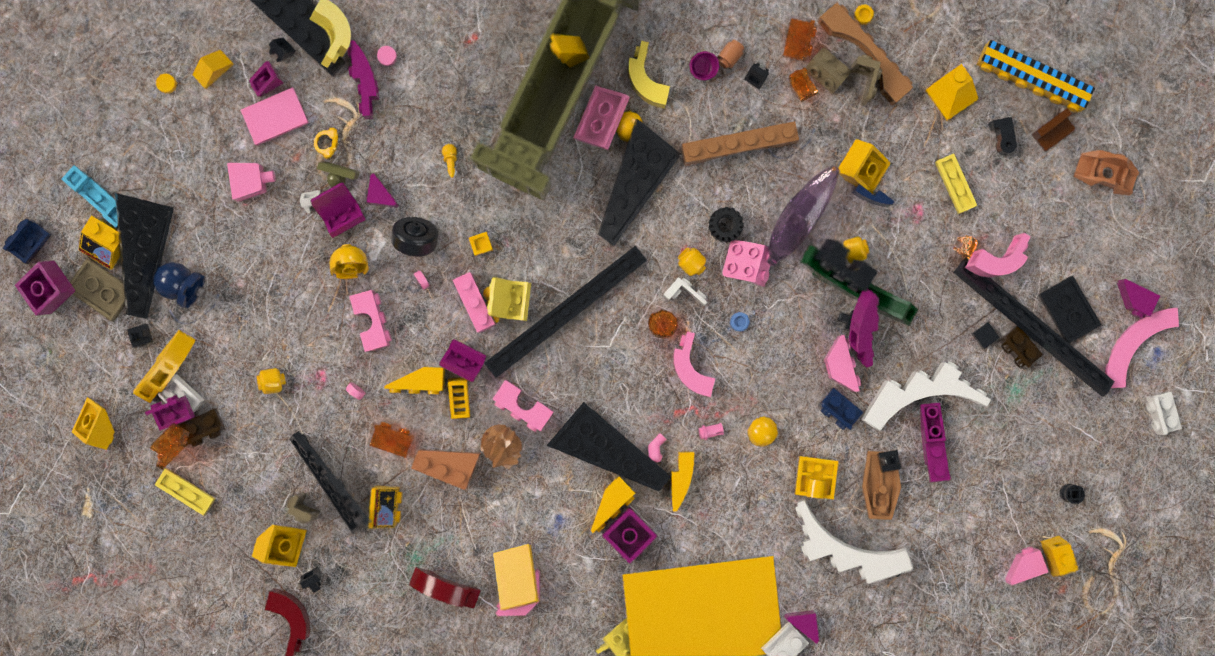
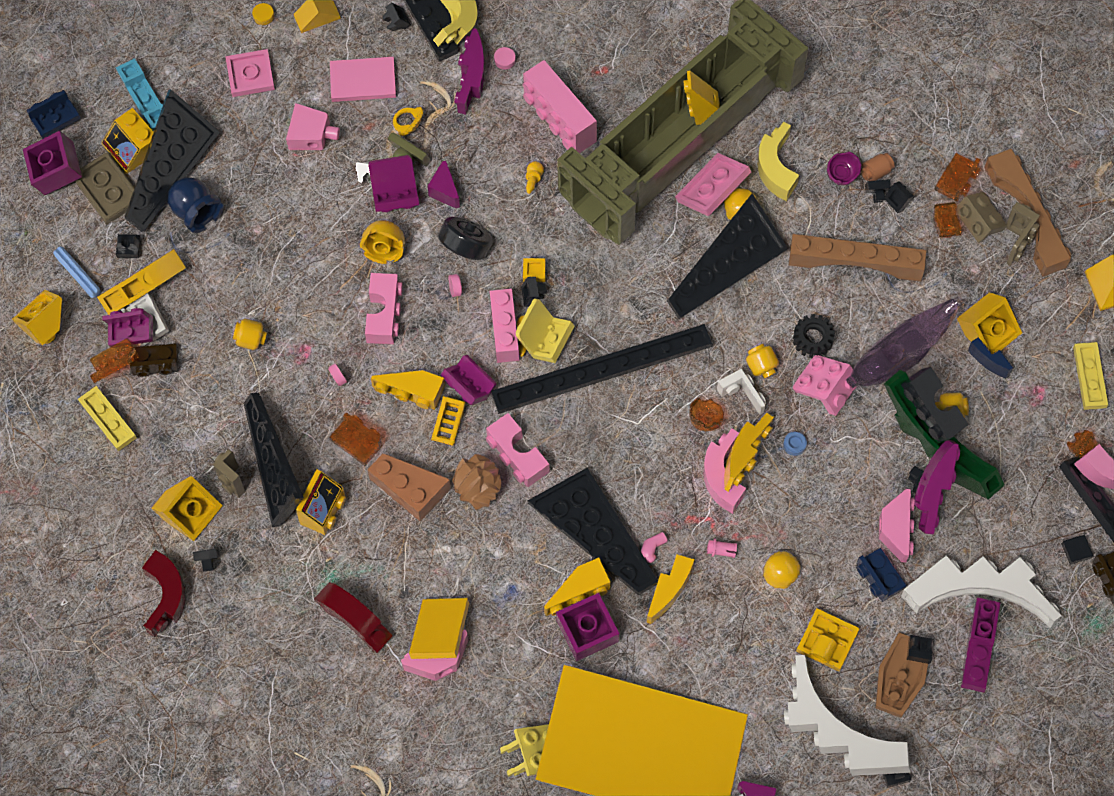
camera: 20 degrees right, 20 degrees down
(107, 373) = (77, 272): none -> light blue axle
(177, 143) = (250, 73): none -> bright pink tile
(265, 79) = (368, 40): magenta slope -> none
(451, 91) = (559, 107): none -> bright pink brick
(486, 264) = (532, 290): none -> black tile
(702, 349) = (744, 451): none -> yellow slope
(737, 74) = (877, 188): none -> black tile
(863, 14) = (1039, 174): yellow tile -> none

